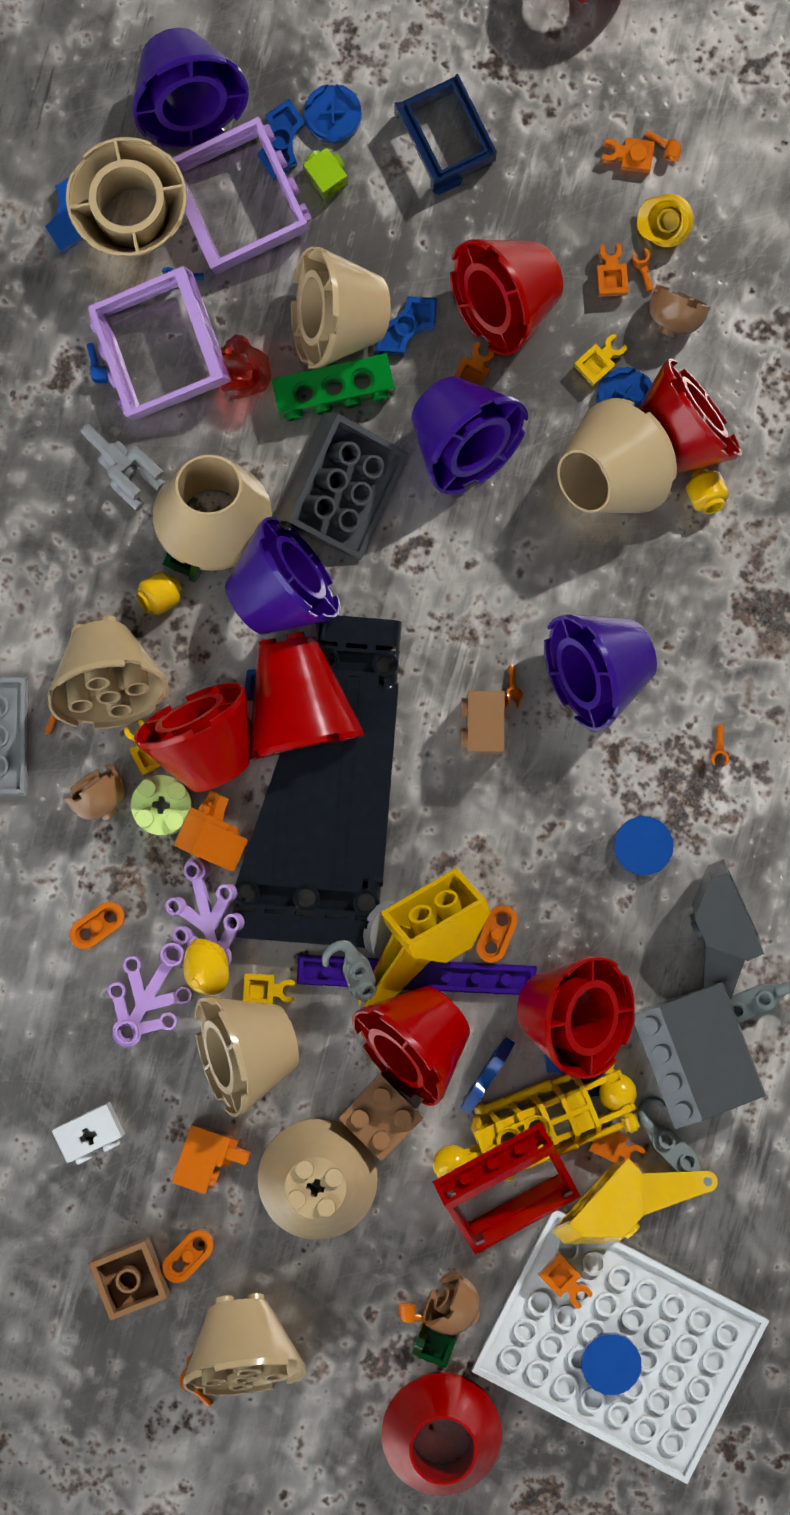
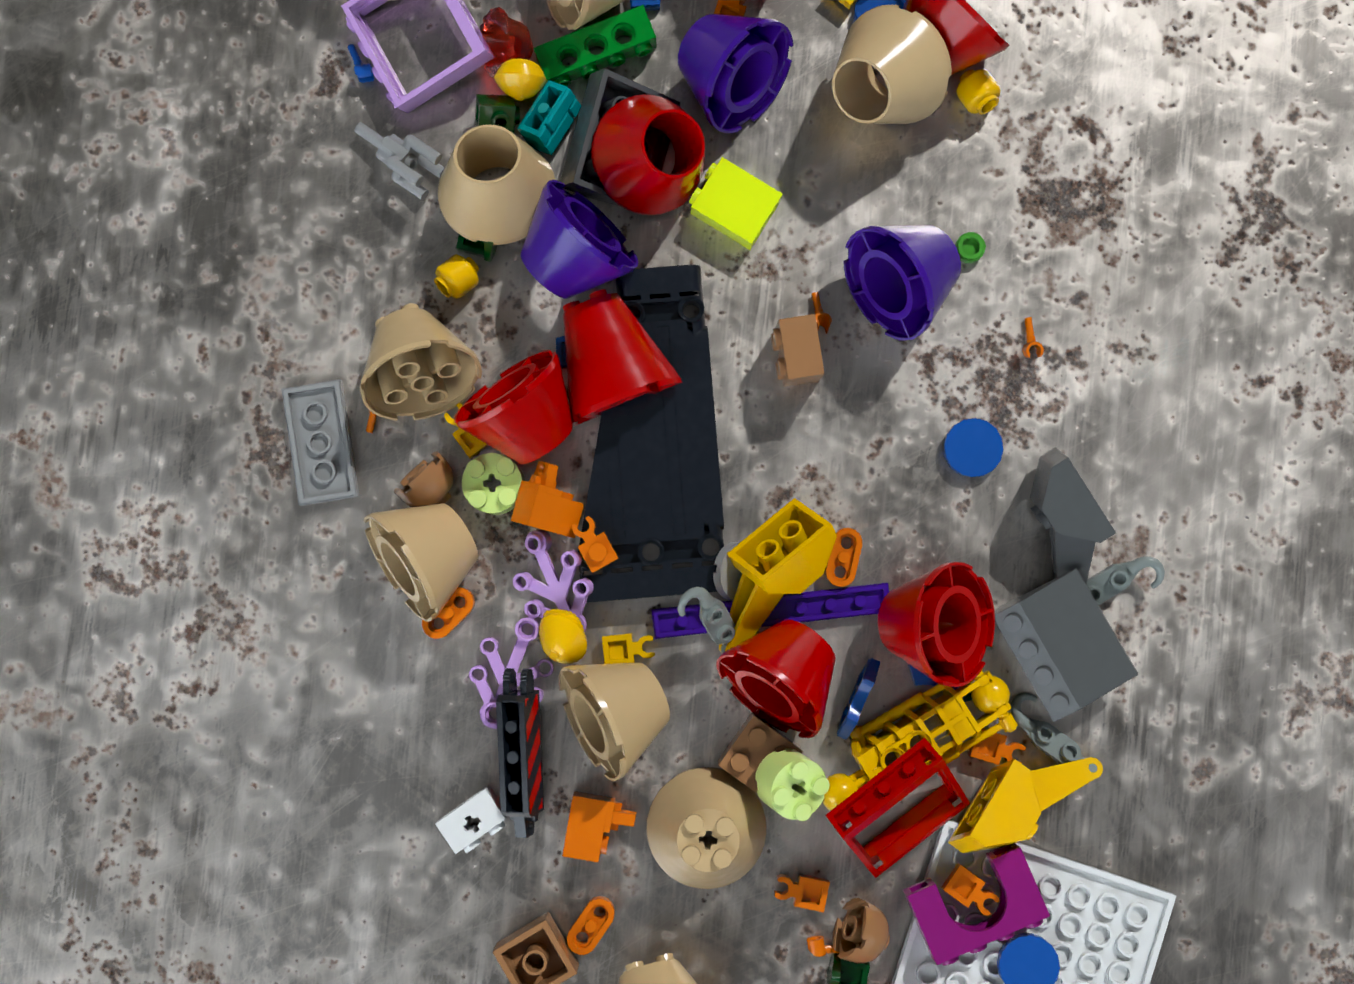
camera: 10 degrees left, 0 degrees up
(82, 863) = (422, 553): none -> tan cone
(146, 1073) = (520, 751): none -> black hinge
(223, 438) = (497, 111): none -> dark green brick
(252, 887) = (597, 549): none -> orange plate
(253, 409) = (520, 78): none -> yellow hat
(276, 450) = (549, 117): none -> teal brick
(339, 503) = (623, 162): none -> red cone
(405, 1147) = (791, 784): none -> yellowish green brick
(407, 1258) = (807, 892): none -> orange plate
(446, 564) = (734, 202): none -> neon yellow brick
(611, 1303) = (1018, 908): none -> magenta arch
(674, 645) = (970, 247): none -> bright green tile

